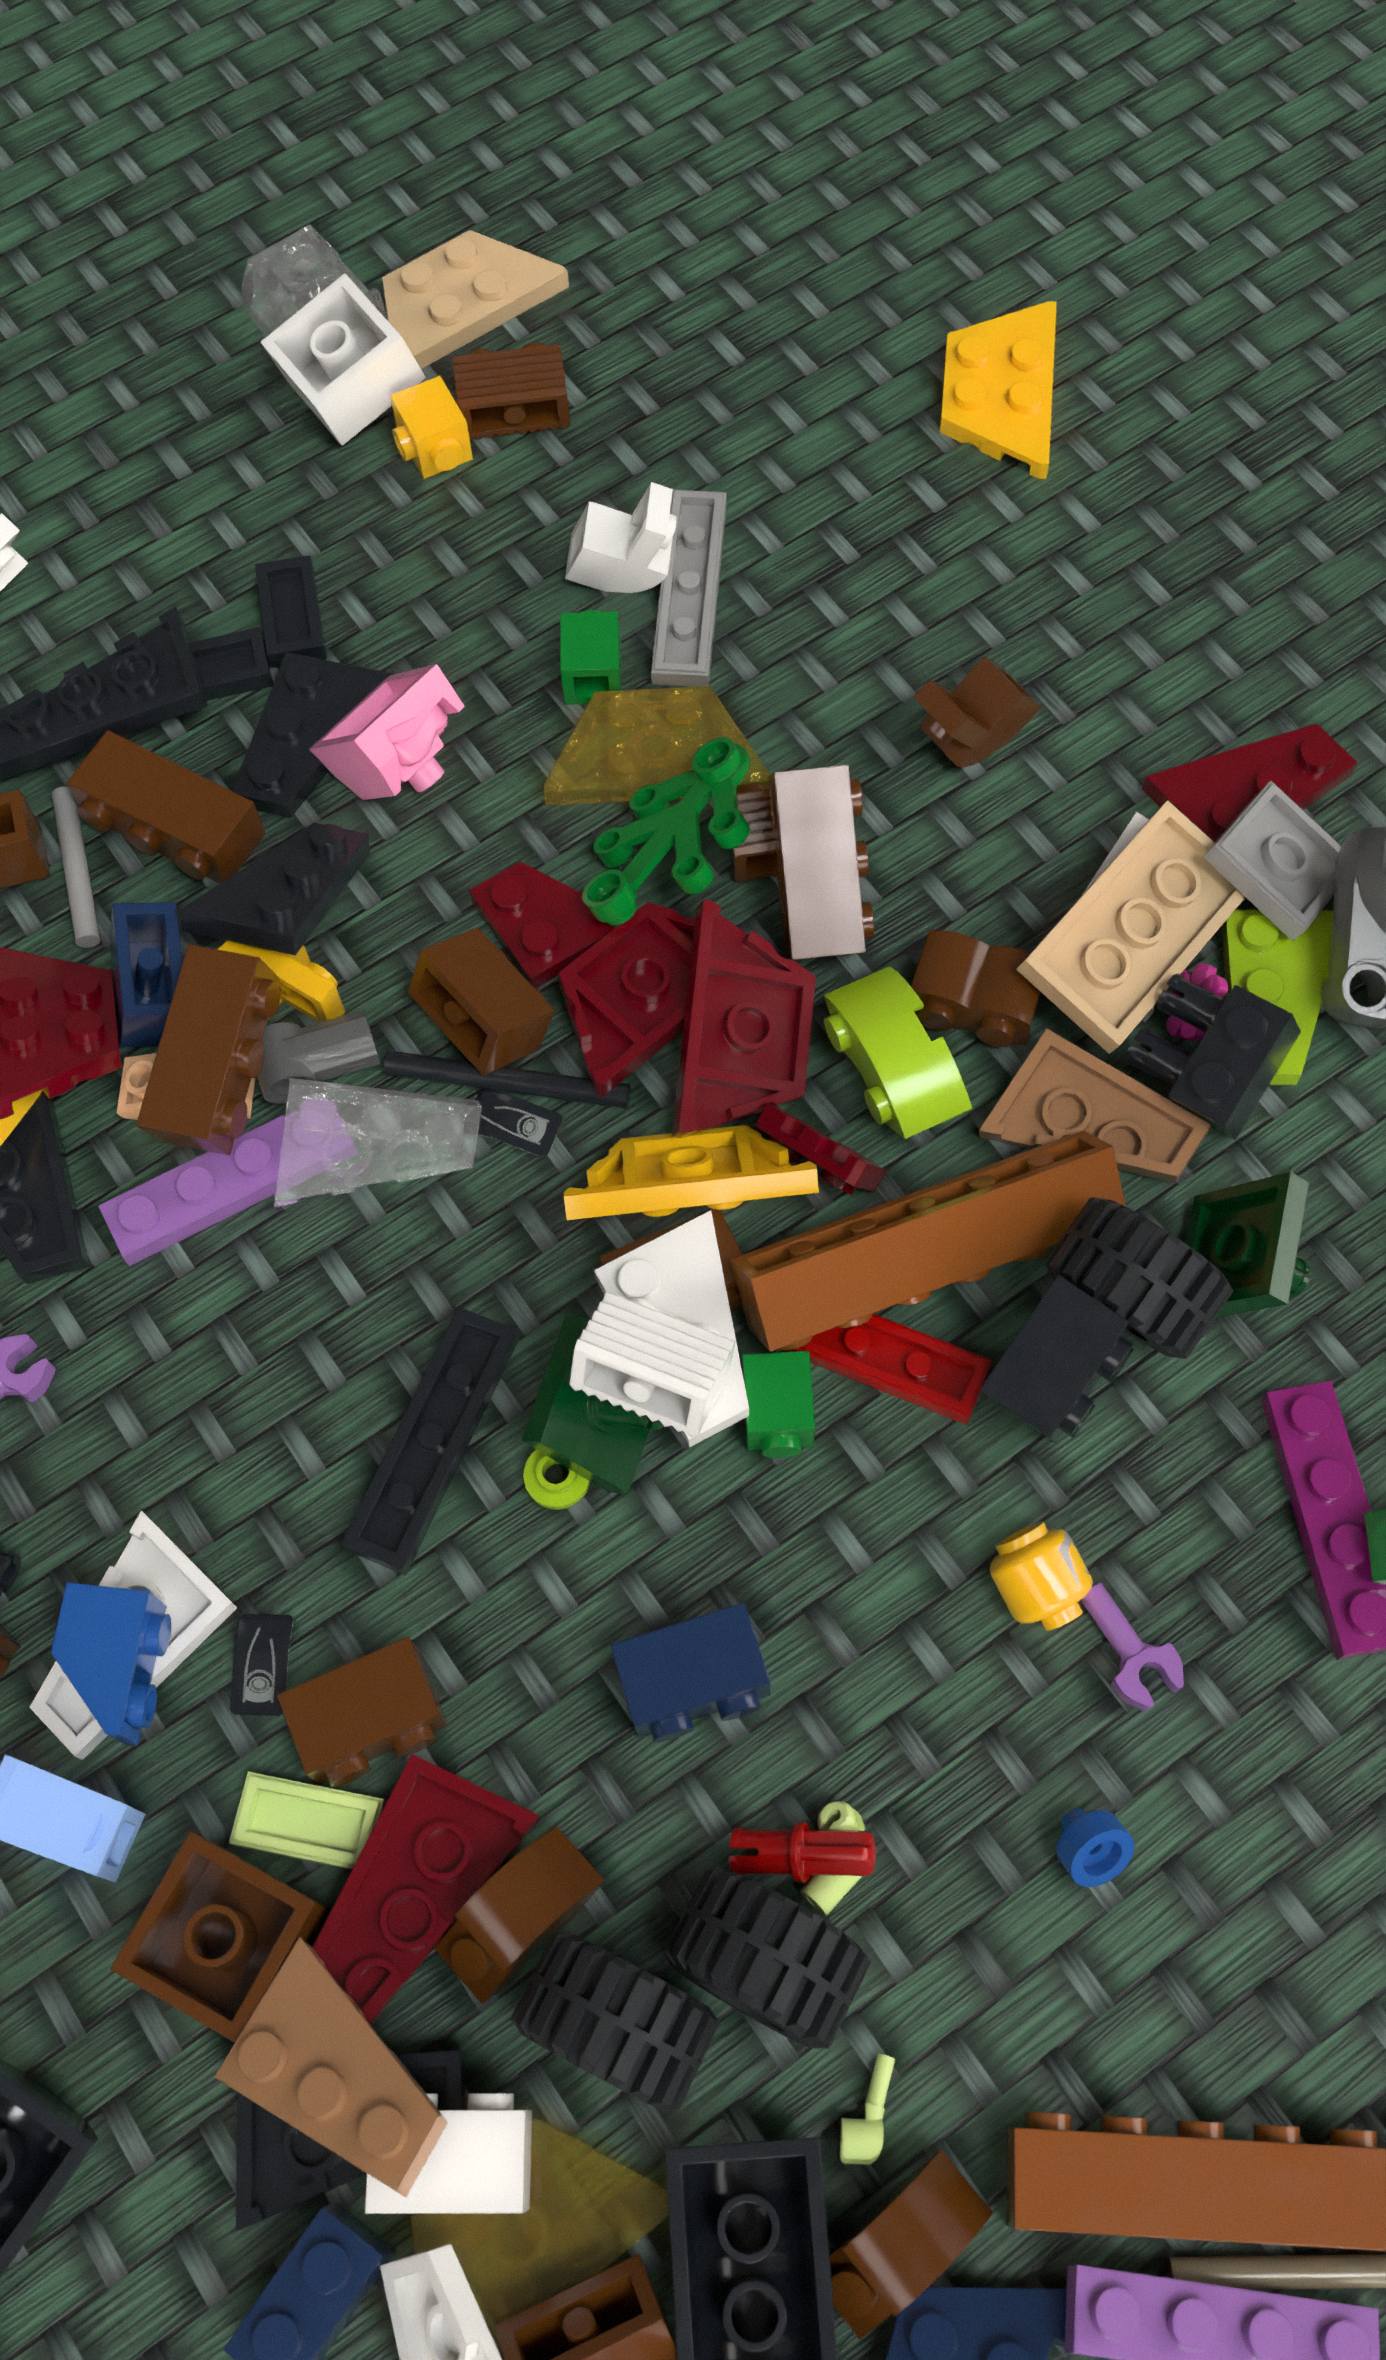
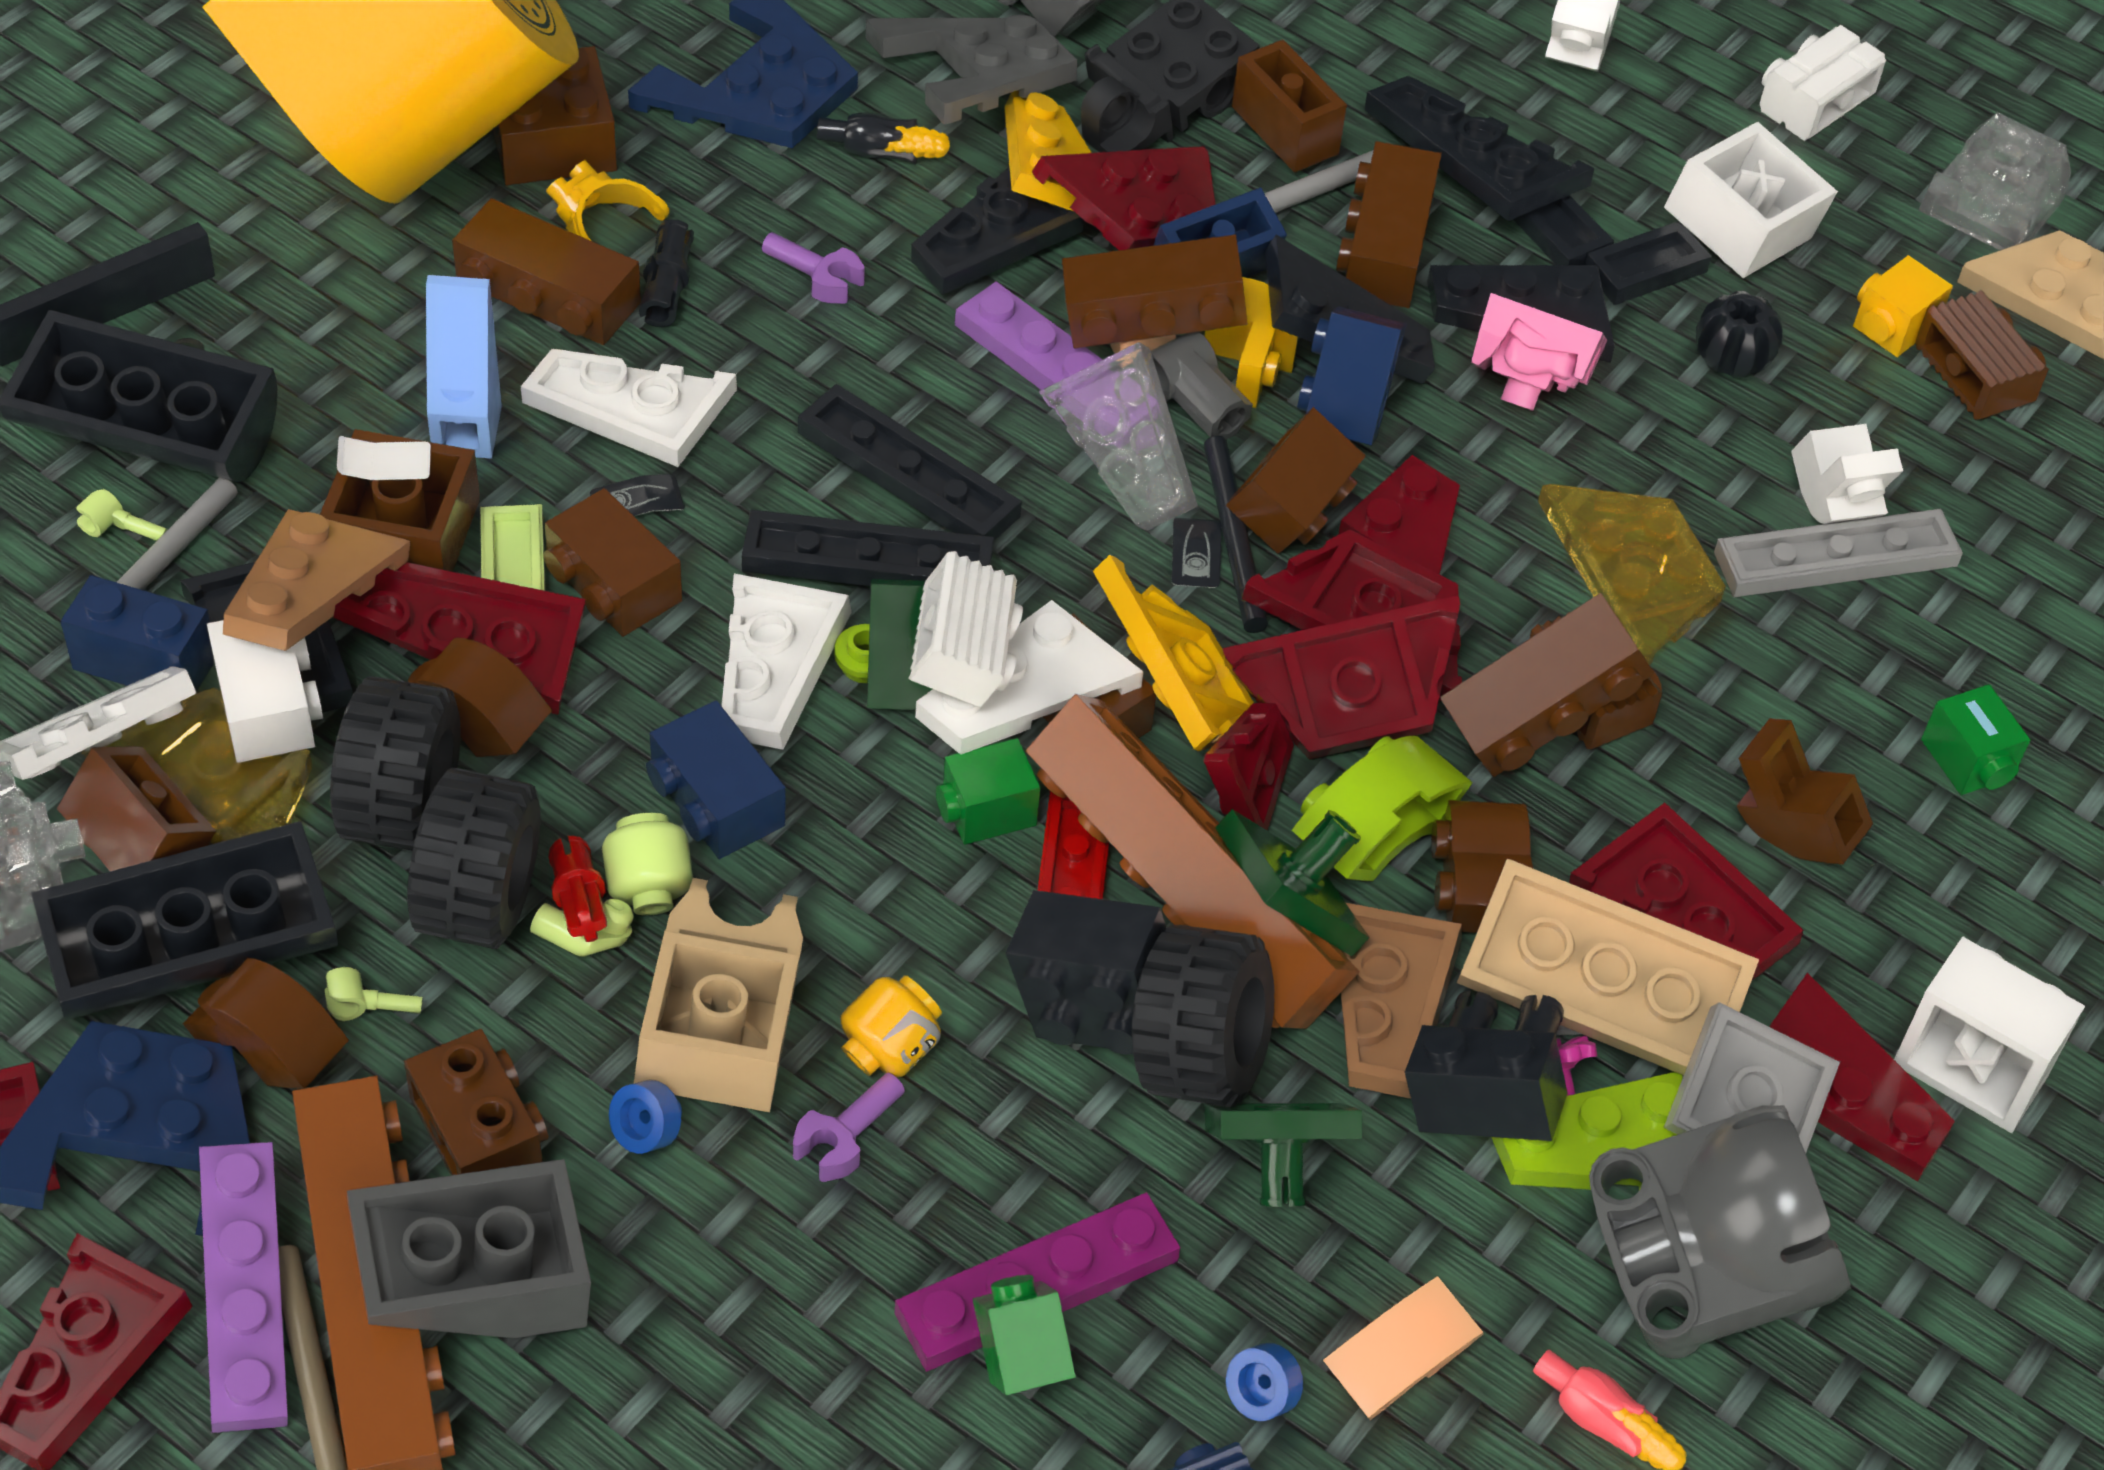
camera: 65 degrees right, 15 degrees down
(81, 2314) = (103, 509): none -> yellowish green hand
(109, 1653) = (601, 373): blue slope -> none
(128, 386) = (1821, 81): none -> white brick
(161, 2236) = (179, 535): none -> light grey bar
(171, 1943) = (383, 459): none -> white sticker
(266, 494) = (1750, 199): none -> white brick
(324, 1366) = (908, 465): none -> black plate
(343, 358) = (1932, 210): white brick -> none
(376, 902) = (1353, 371): none -> dark blue brick
(422, 565) = (1739, 334): none -> black piece
(538, 1568) = (777, 654): none -> white wing
(589, 654) = (1708, 482): green brick -> none
(715, 774) = (1555, 585): green plant -> none
(783, 1770) = (647, 863): none -> yellowish green head
(940, 559) = (1975, 740): none -> green brick
(956, 1715) = (720, 1003): none -> tan brick
(982, 1149) = (1296, 878): none -> dark green tile
(1039, 837) = (1685, 881): none -> dark red wing
(1057, 2026) = (472, 1106): none -> reddish brown brick
(1259, 2073) = (473, 1252): none -> dark grey slope
(1265, 660) = (1987, 1034): none -> white brick

